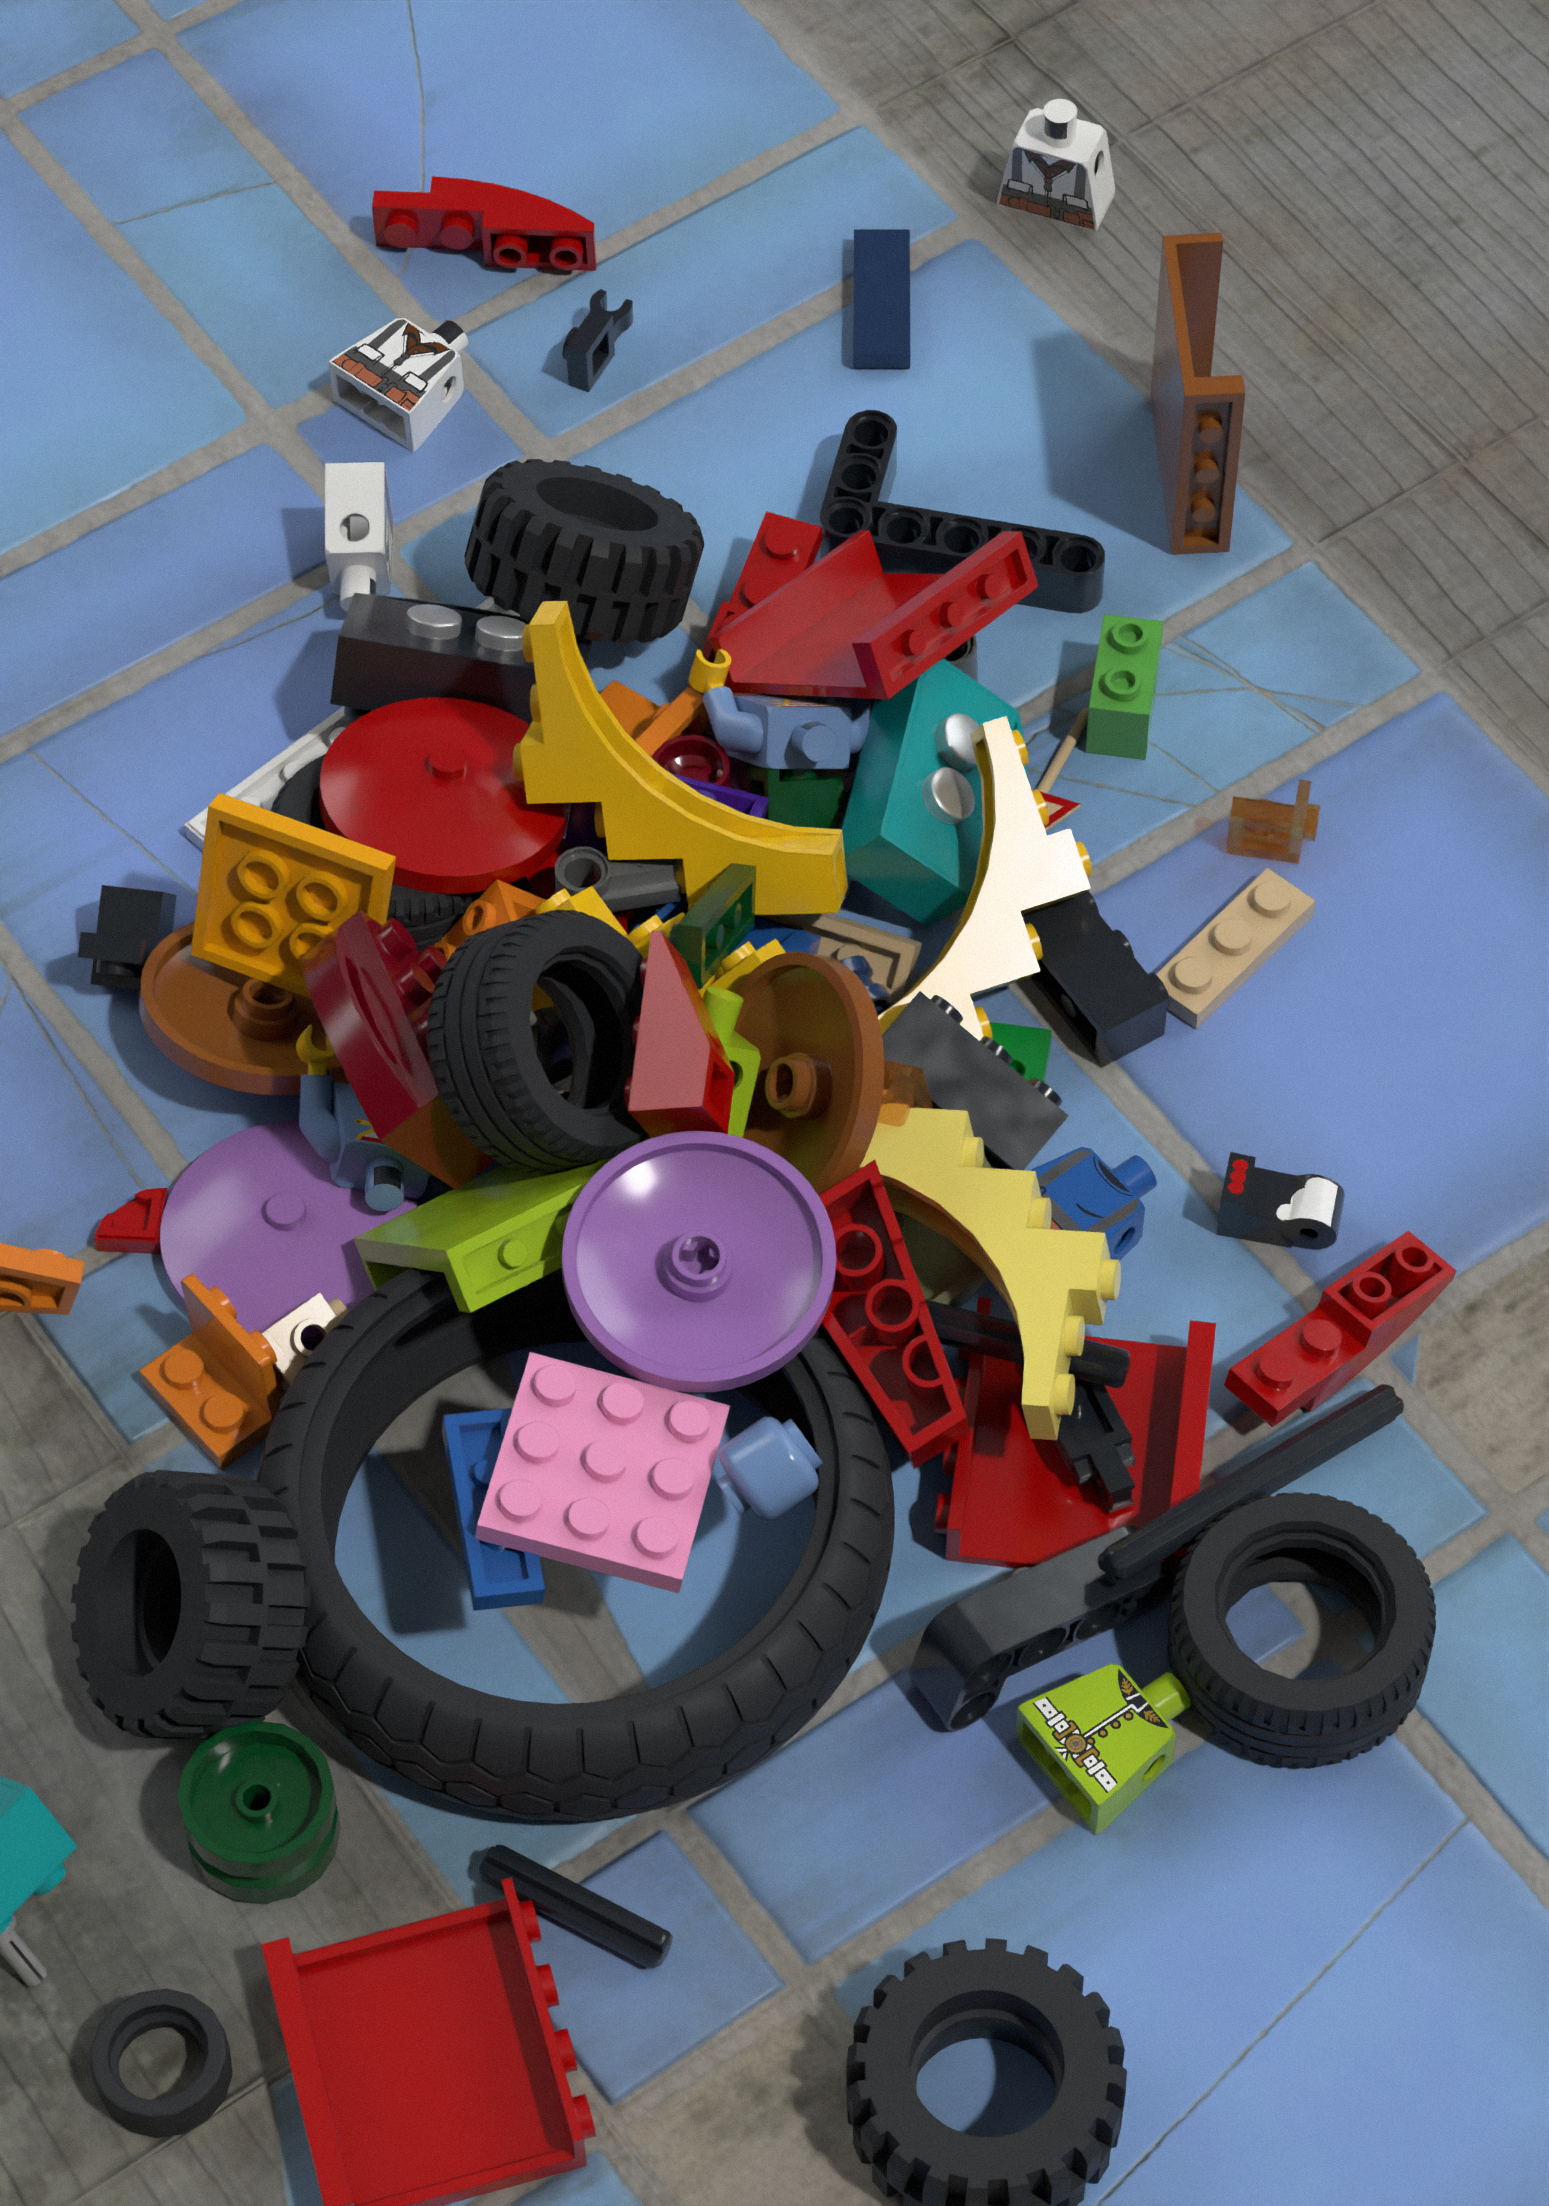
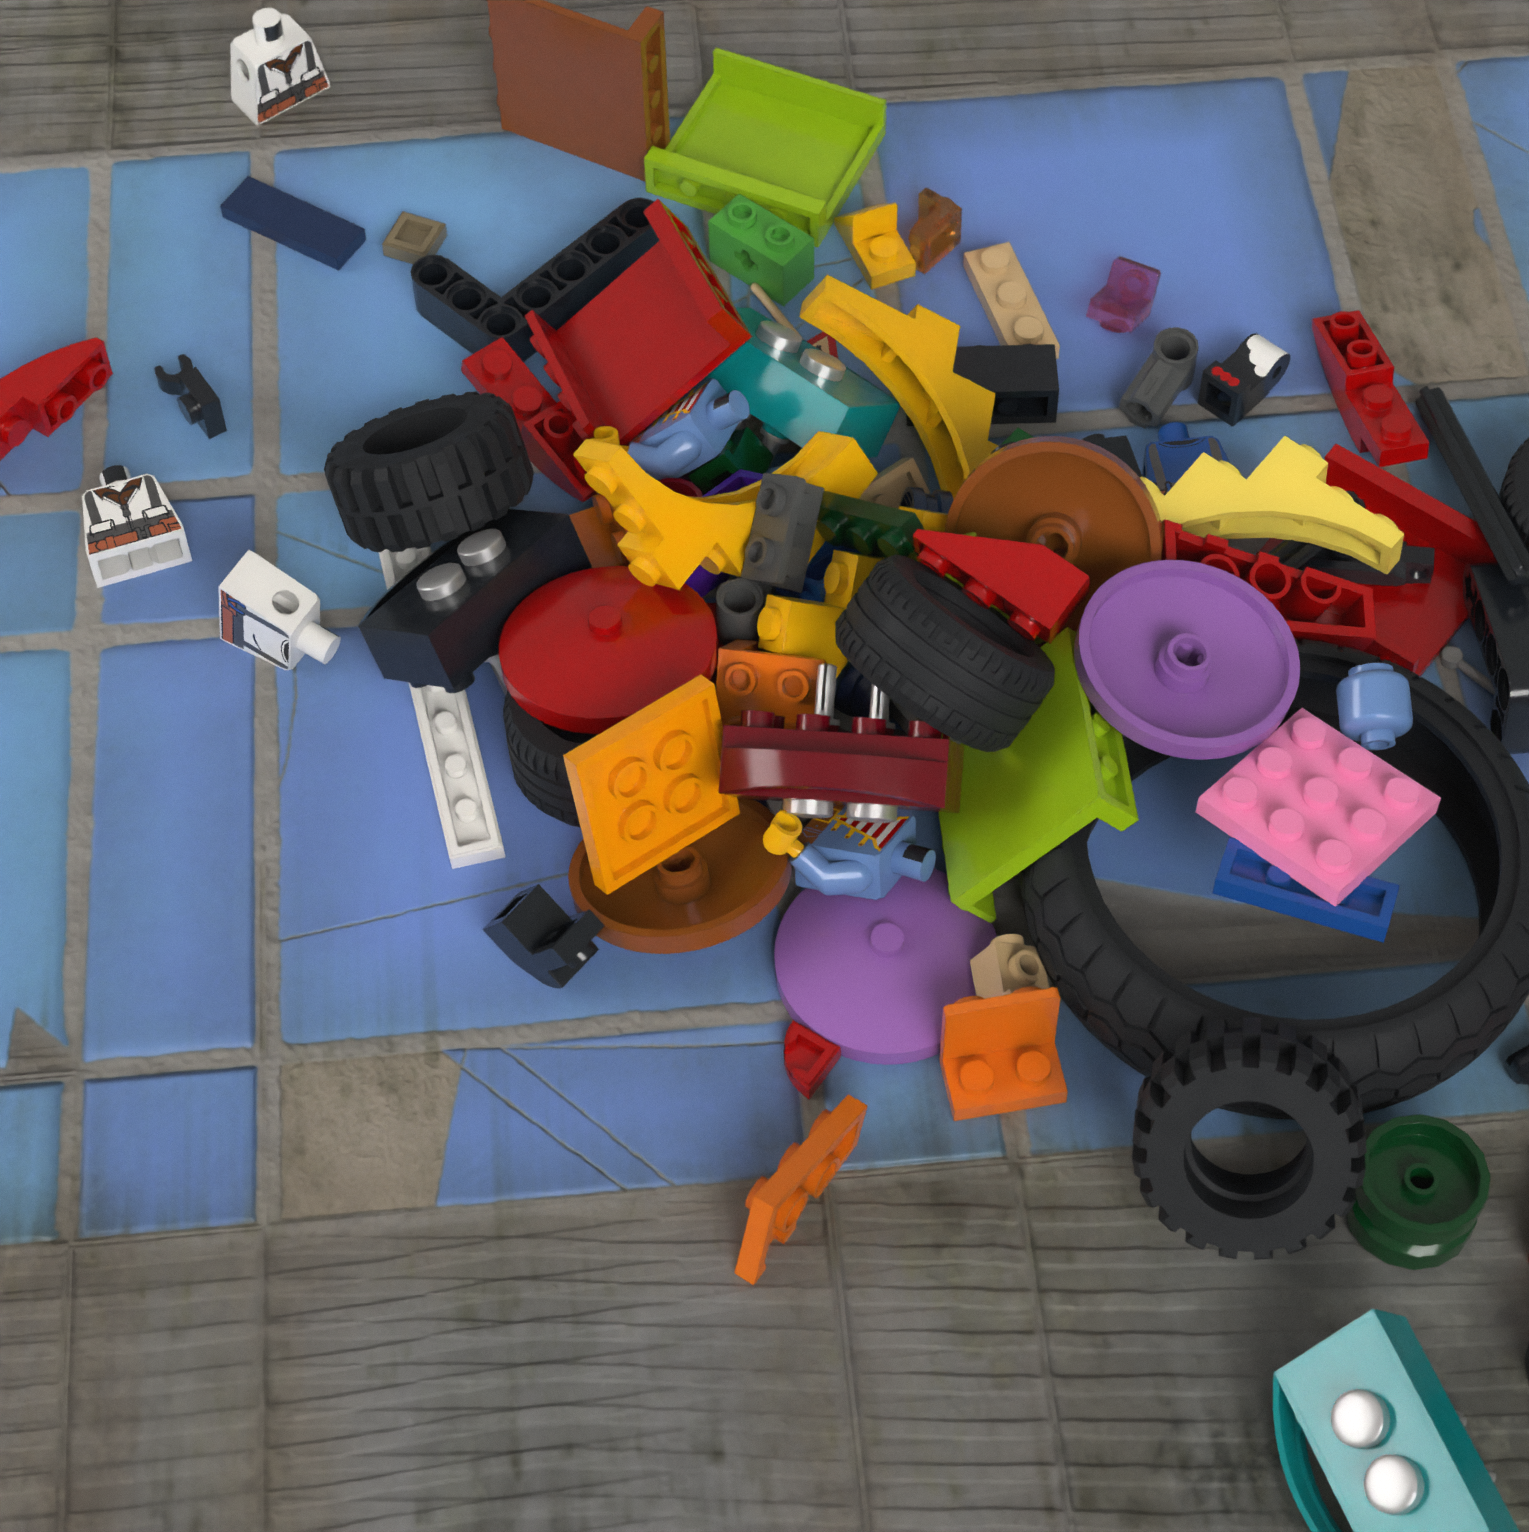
camera: 60 degrees left, 0 degrees up
(668, 857) = (782, 532): none -> dark grey bracket
(935, 404) = (414, 238): none -> dark tan tile
(1213, 1126) = (1161, 378): none -> dark grey piece
(1230, 769) = (876, 244): none -> yellow slope
(1286, 631) = (773, 139): none -> lime panel
(1303, 1043) = (1125, 297): none -> clear pink bracket

